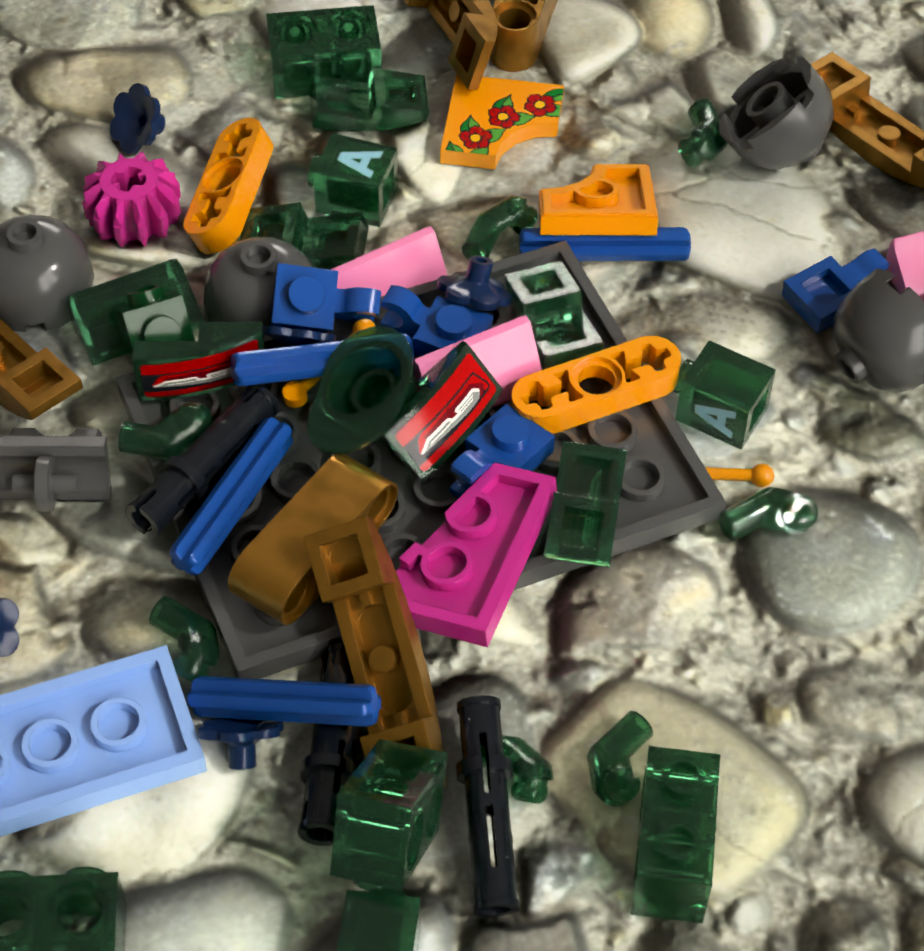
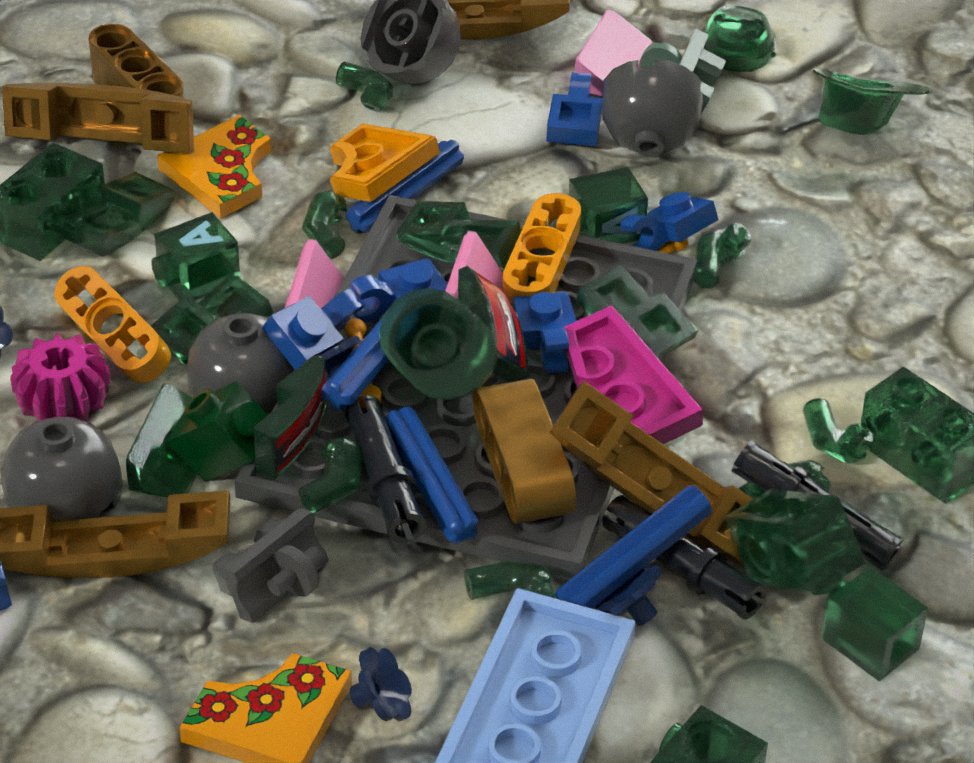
camera: 50 degrees left, 10 degrees down
(475, 286) = (391, 249): dark blue plant -> none
(766, 452) = (673, 220): none -> blue plate

